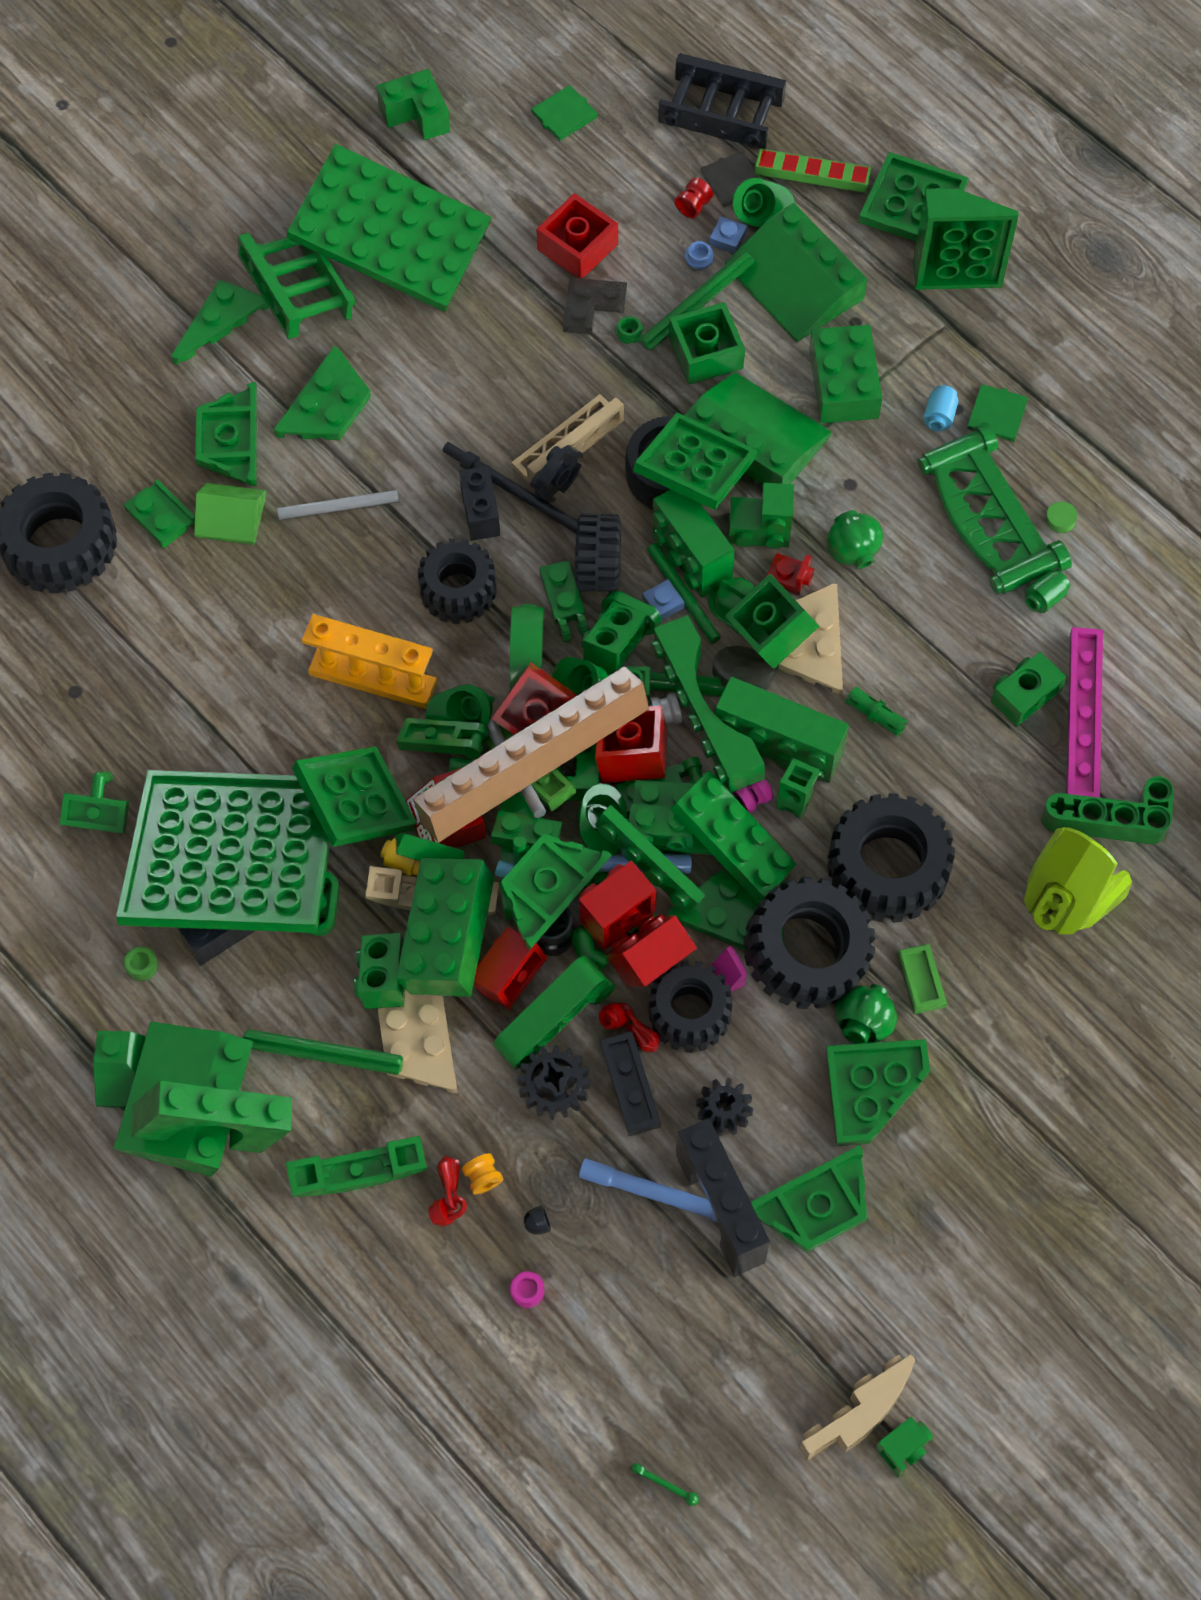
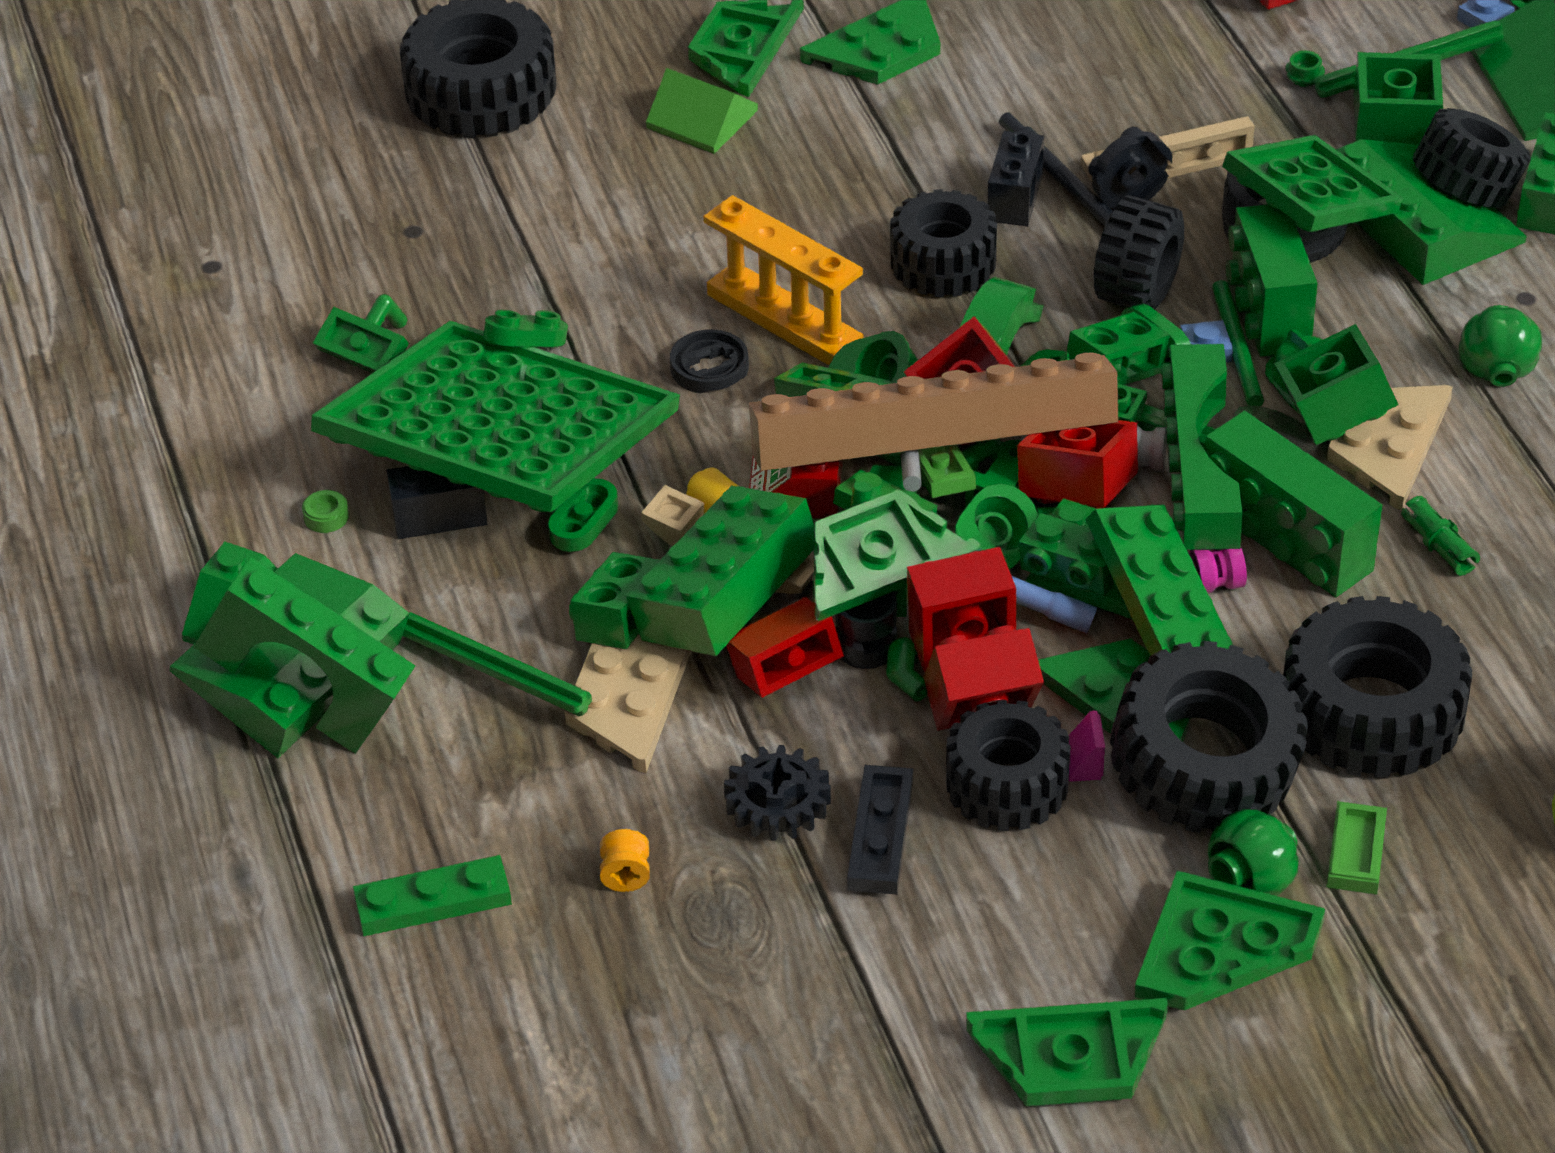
camera: 25 degrees right, 20 degrees down
(160, 513) = (615, 92): green plate -> none
(205, 760) = (518, 330): none -> green plate
(337, 504) = (839, 140): light grey bar -> none
(341, 718) = (709, 344): none -> black piece
(354, 796) = (686, 410): green plate -> none
(356, 1170) = (461, 807): green slope -> none
(369, 1246) = (432, 895): none -> green plate
(418, 848) = (729, 469): green slope -> none
(442, 1211) = (550, 883): red piece -> none
(527, 1289) = (613, 1015): dark pink tile -> none
(537, 1221) = (670, 939): black hinge -> none
(553, 1010) = (824, 704): green beam -> none
(563, 597) = (1073, 301): green hinge -> none
(588, 296) = (1267, 26): clear smoke plate -> none
(609, 1176) = (921, 1011): medium blue piece -> none
(614, 1017) = (899, 750): red piece -> none
(649, 859) = (1034, 581): green plate -> none
(699, 255) = (1436, 20): medium blue plate -> none
(706, 1162) = (933, 980): black arch -> none
(725, 1094) = (996, 894): black gear -> none
(763, 520) = (1386, 290): green brick -> none
(778, 385) = (1471, 157): none -> black tyre
(791, 572) = (1401, 361): red bracket -> none
(797, 788) = (1278, 570): green leg -> none

